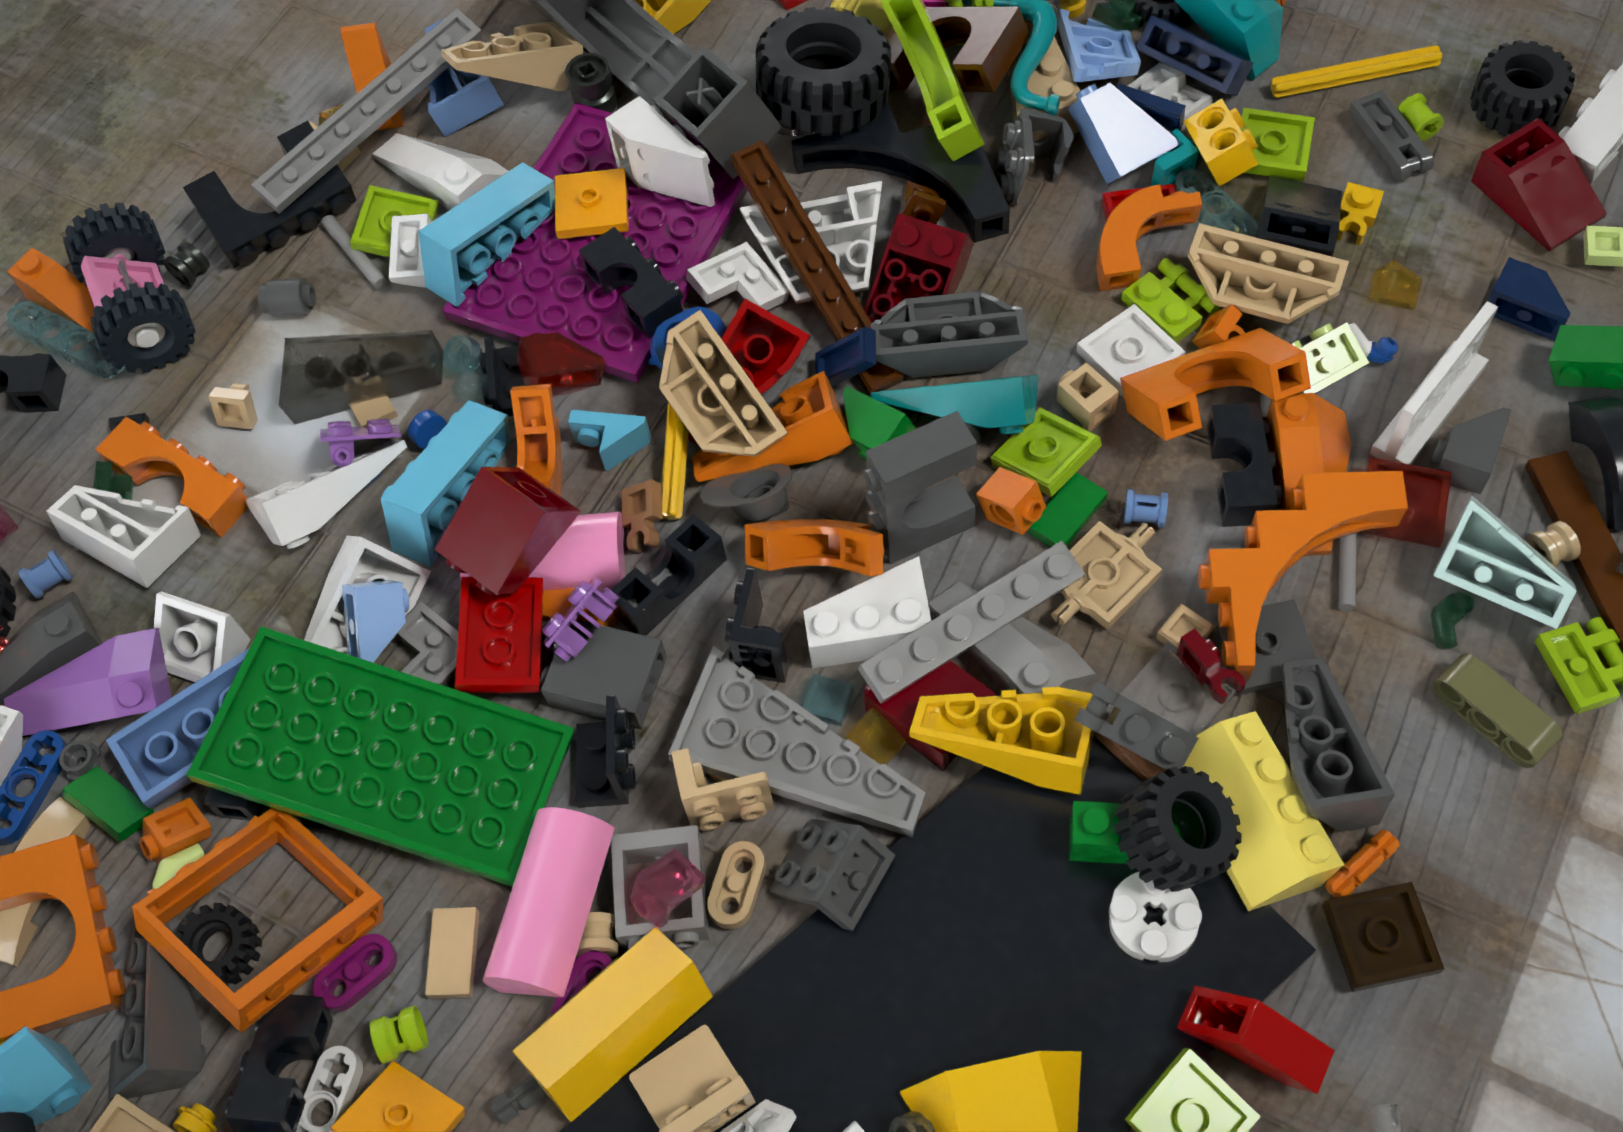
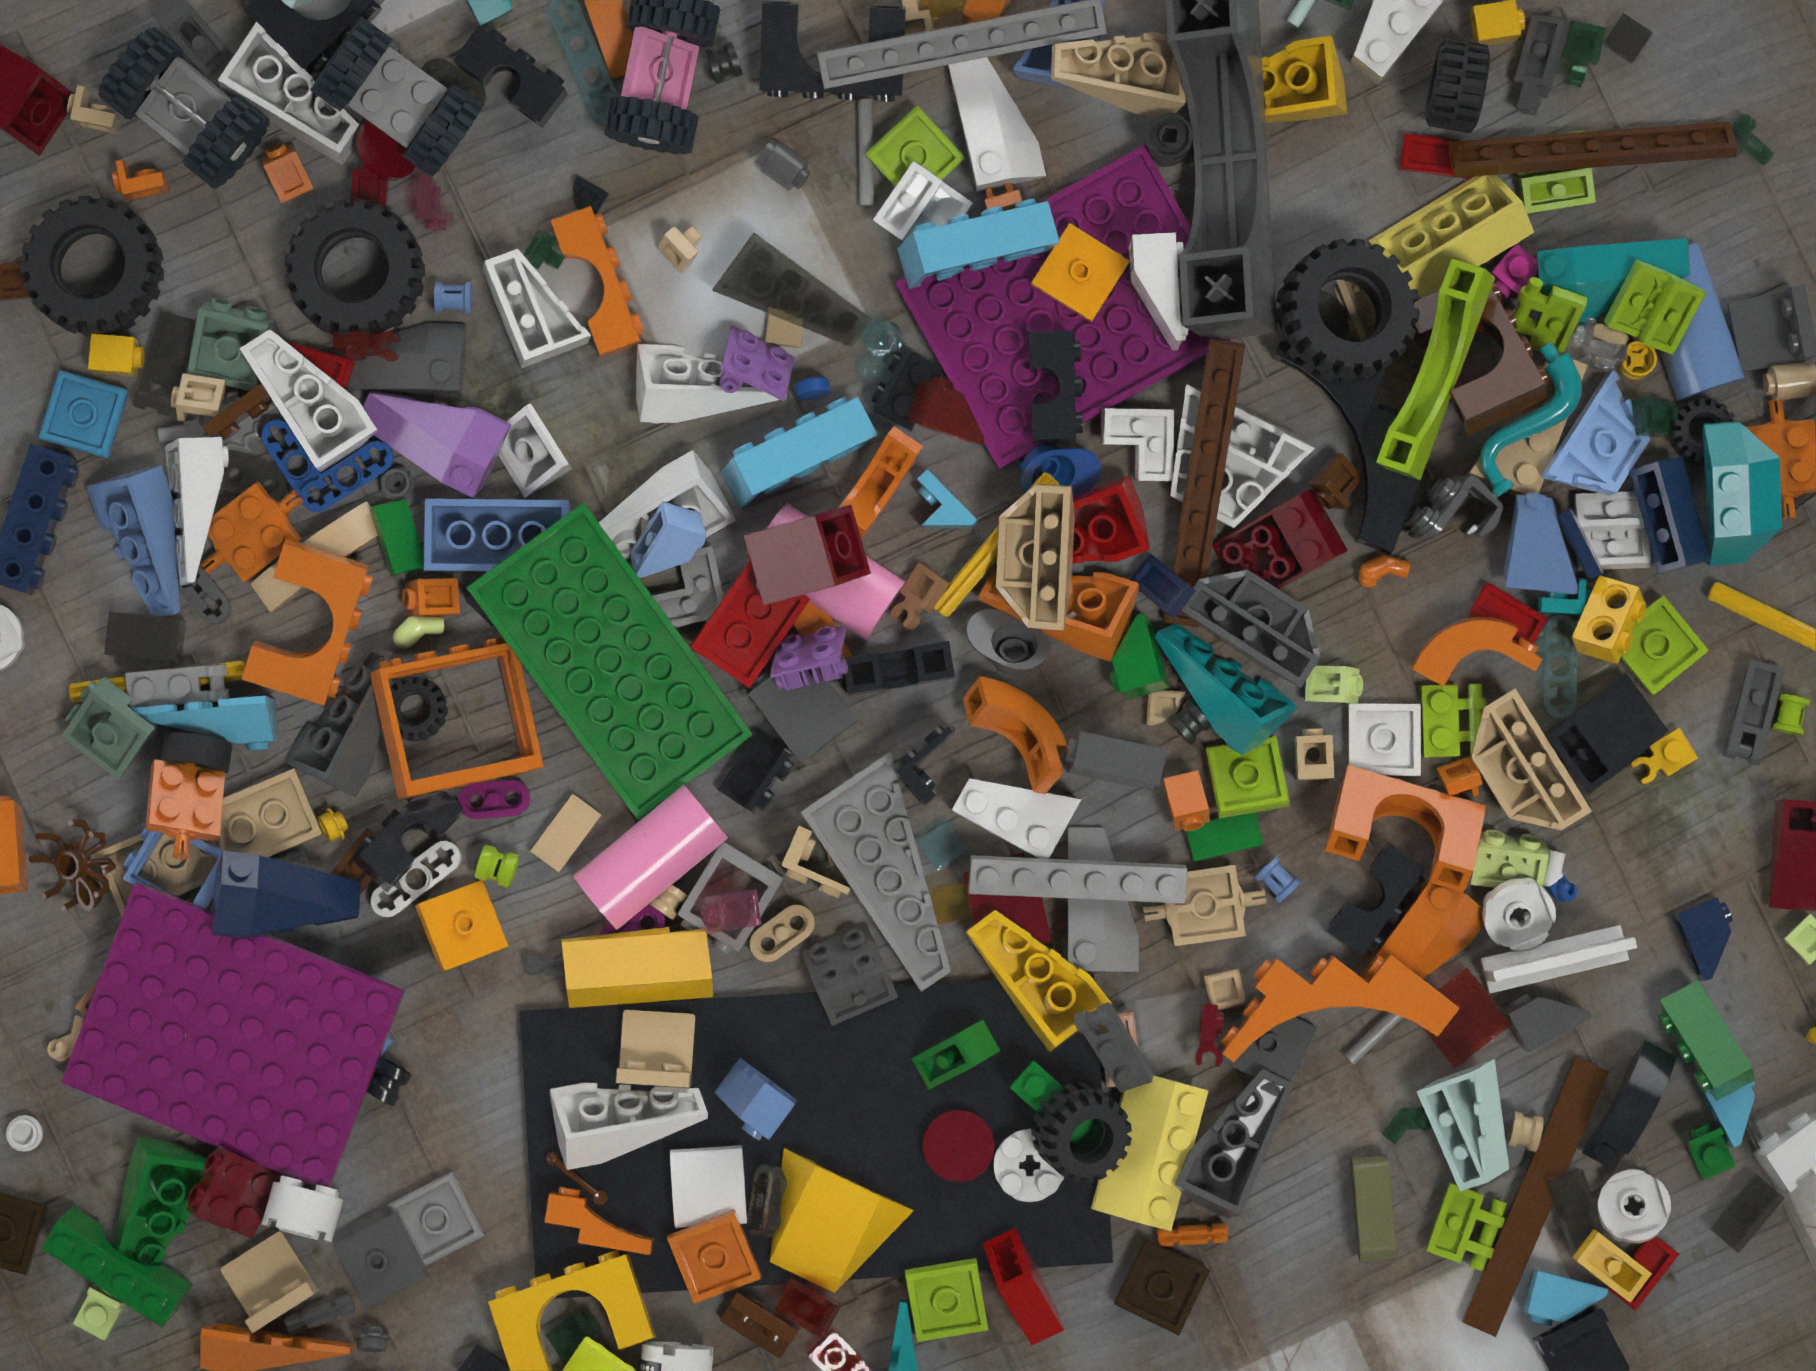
camera: 30 degrees right, 25 degrees up
(834, 1050) = (755, 1100): none -> medium blue wedge
(993, 863) = (955, 1054): none -> green slope
(1014, 235) = (1379, 567): none -> orange arm
(1051, 337) = (1334, 685): none -> yellowish green bracket
(1070, 951) = (958, 1145): none -> dark red tile
(1353, 400) = (1512, 895): none -> white plate
(1395, 286) = (1628, 844): clear yellow slope -> none

